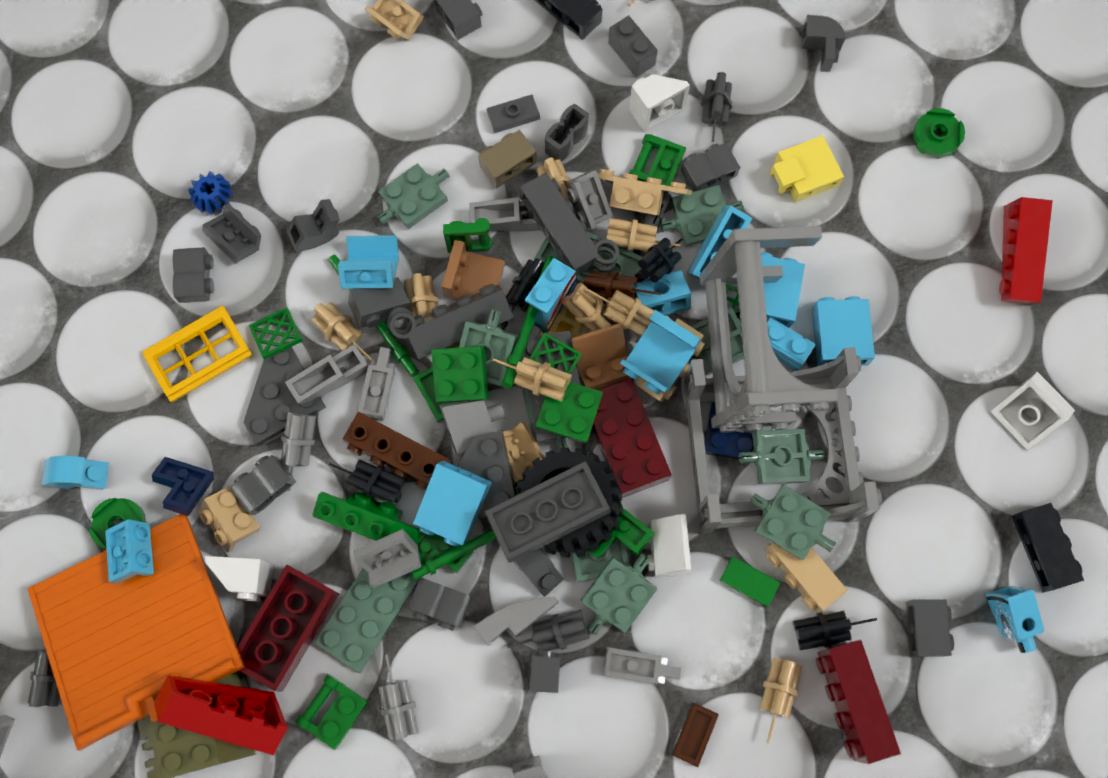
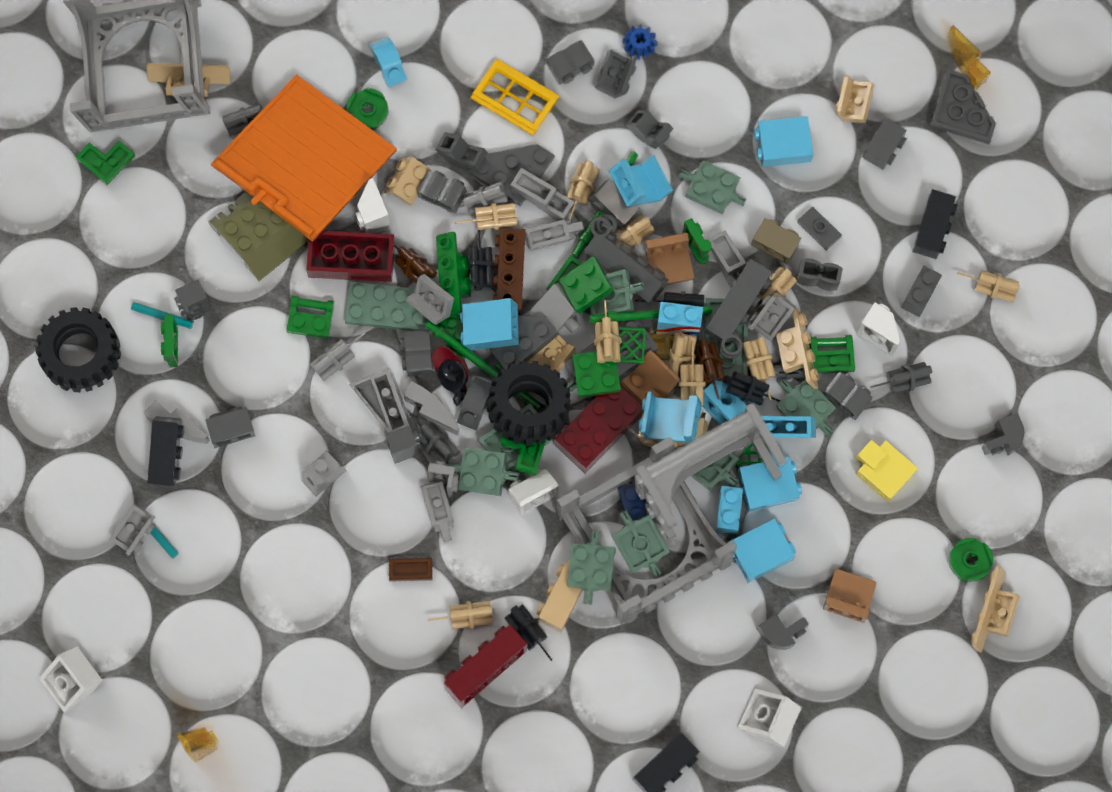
camera: 60 degrees right, 0 degrees up
(129, 550) = (353, 126): medium azure bracket -> none
(186, 481) = (418, 140): dark blue plate -> none
(222, 712) = (277, 243): red wedge -> none
(230, 443) = (459, 152): none -> dark grey brick
(281, 347) = (565, 133): green window -> none
(325, 439) = (494, 216): none -> tan piece
(333, 558) = (413, 264): none -> reddish brown piece
(401, 101) = (784, 141): none -> medium azure brick
(483, 670) = (384, 400): none -> light grey wedge
(485, 574) = (451, 371): none -> black hair
(547, 512) = (511, 386): dark grey plate -> none
(601, 642) = (440, 471): none -> light grey bracket
(749, 581) = (537, 562): green tile -> none
(929, 267) = (850, 596): none -> medium nougat bracket
(929, 628) = (563, 701): dark grey brick -> none
(946, 356) = (778, 636): none -> dark grey brick
(1007, 131) = (997, 611): none -> tan bracket
(1017, 615) = (608, 752): medium azure torso -> none
(1024, 249) = (896, 660): red wedge -> none

